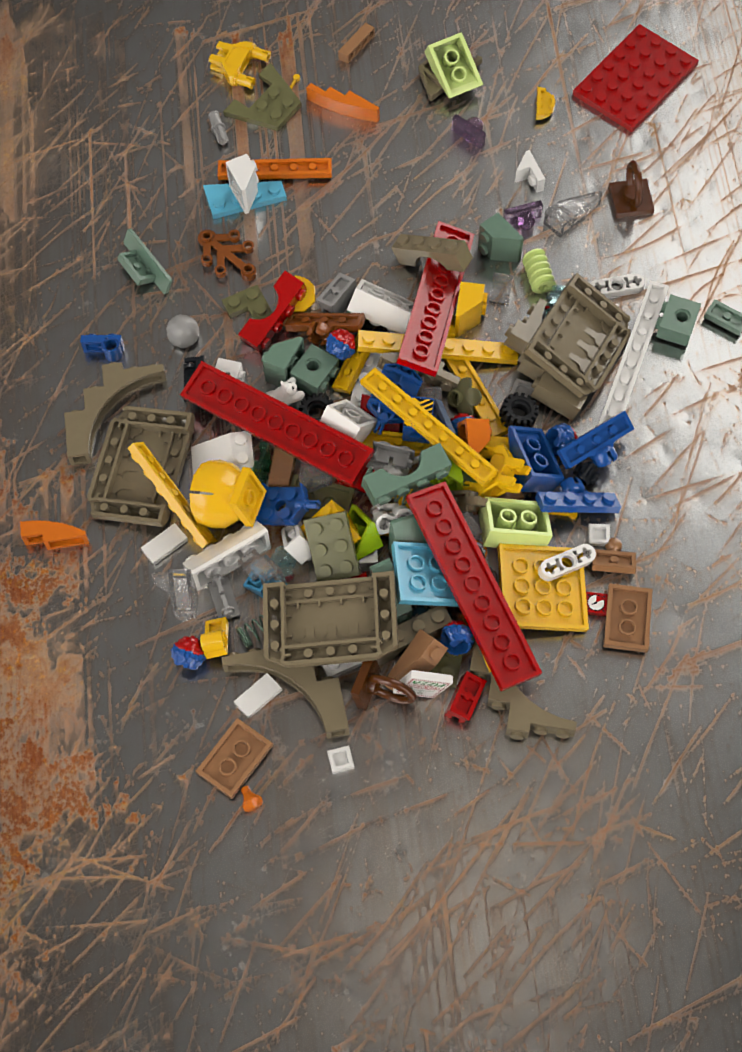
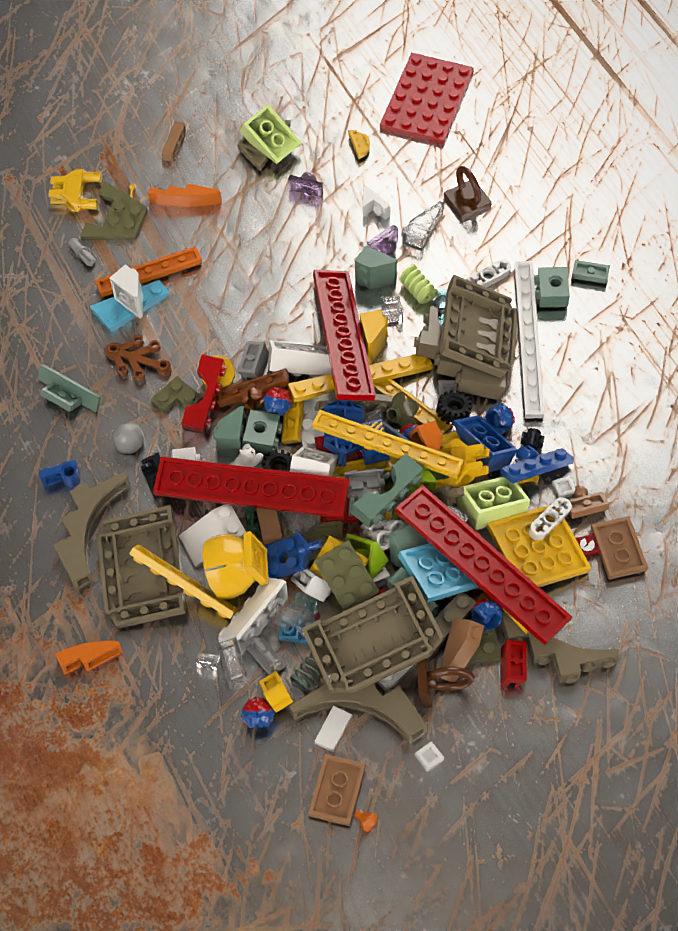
camera: 20 degrees left, 5 degrees down
(164, 544) = (192, 628): white tile -> none
(426, 683) = (477, 662): white tile -> none
(449, 252) = (338, 292): dark tan arch -> none
(597, 443) = (532, 410): blue plate -> none

